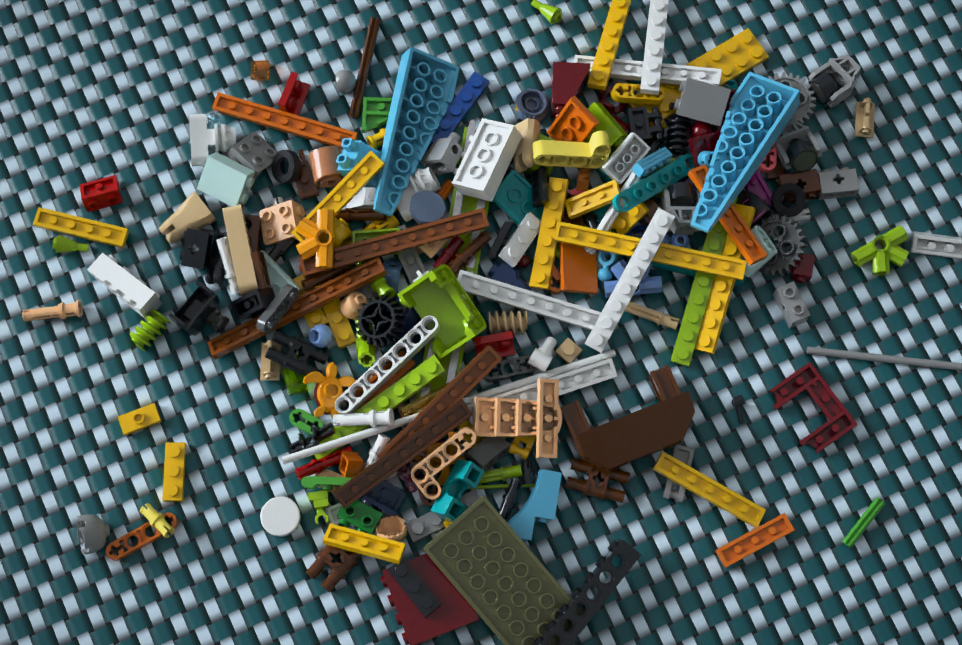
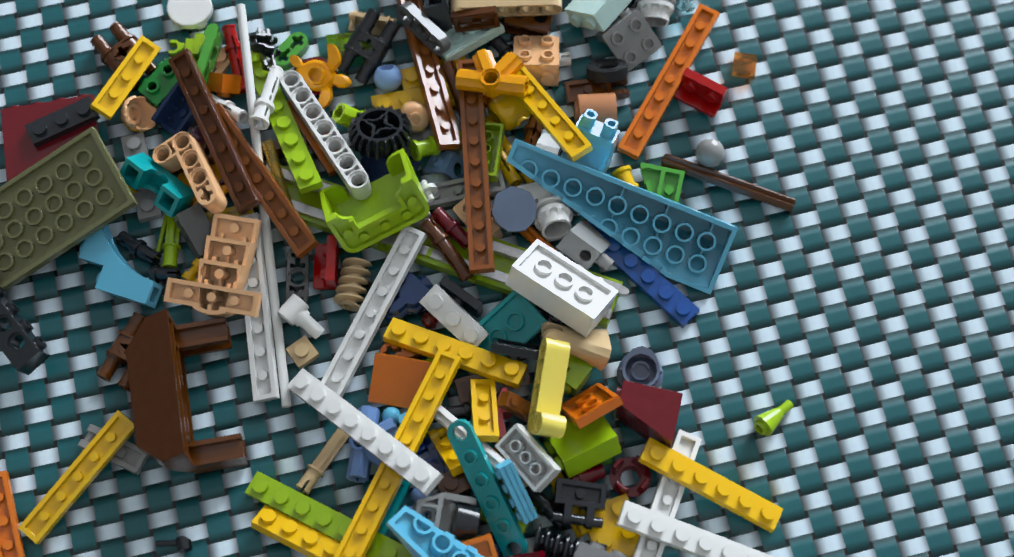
camera: 100 degrees right, 5 degrees down
(624, 88) = (620, 481): yellow beam -> none

